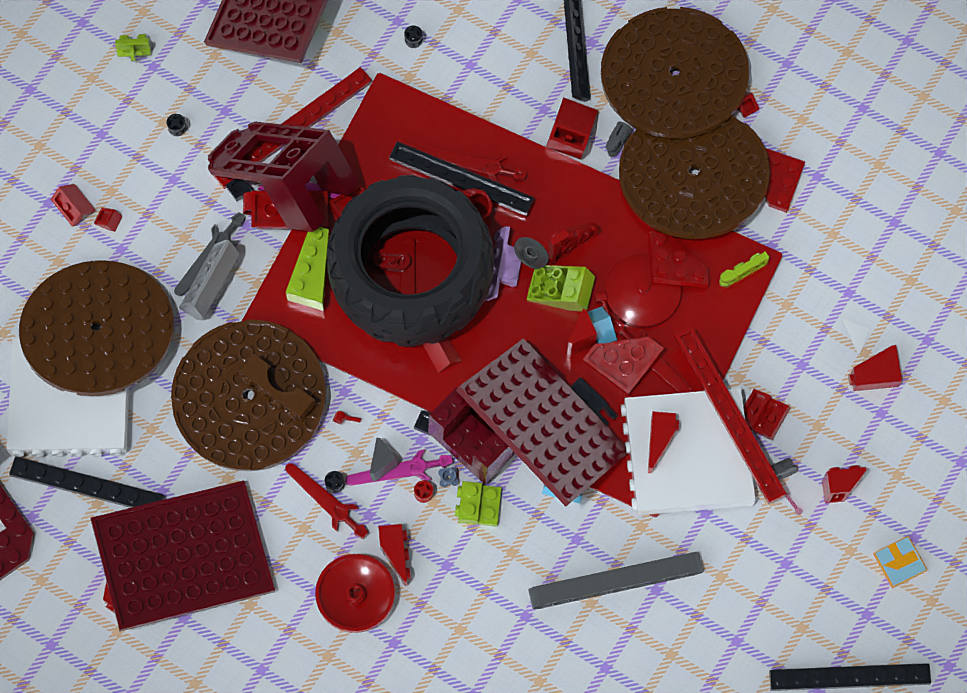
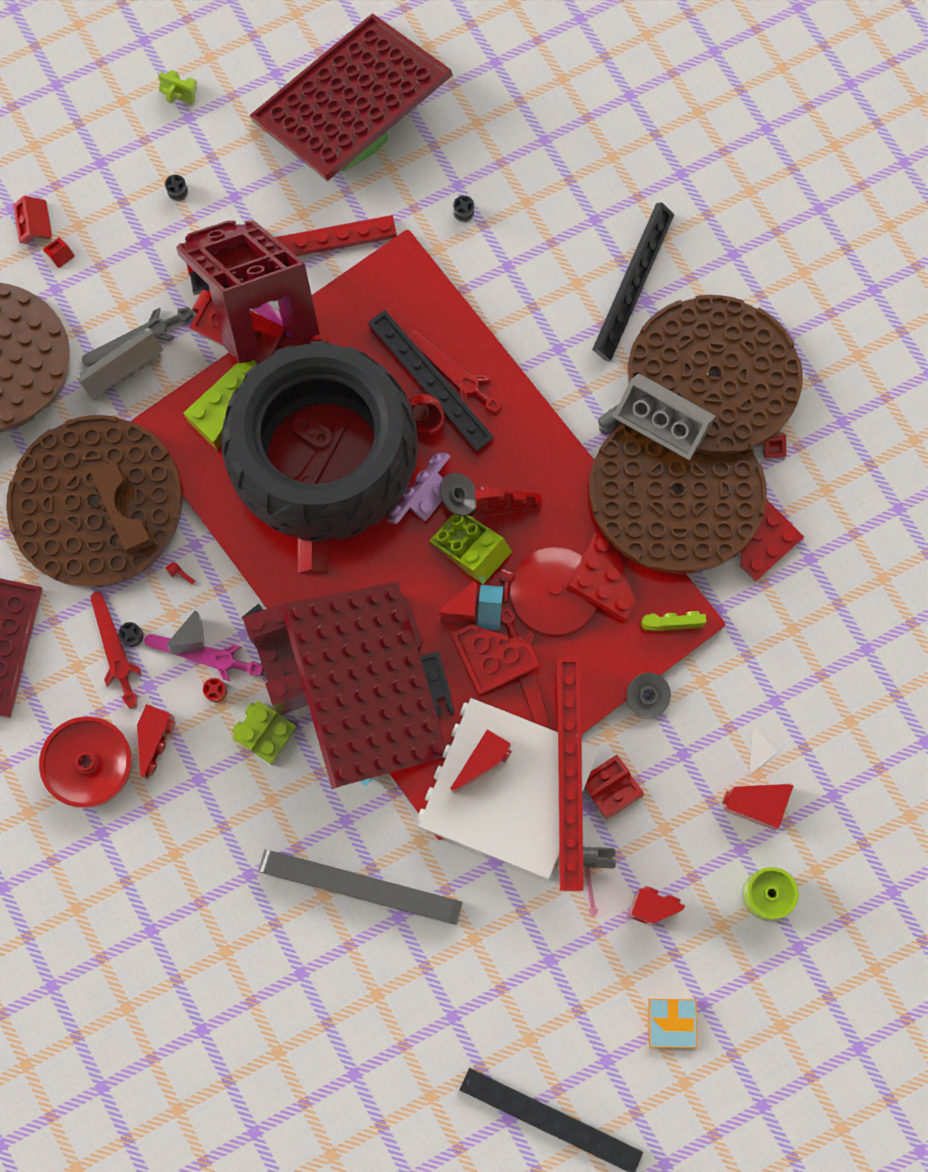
camera: 30 degrees right, 5 degrees up
(443, 473) = (245, 682): sand blue plate -> none
(572, 128) = (574, 381): red slope -> none
(656, 120) = (663, 416): none -> light grey slope
(761, 329) = (656, 702): none -> dark grey dish
(931, 432) = (784, 893): none -> lime wheel

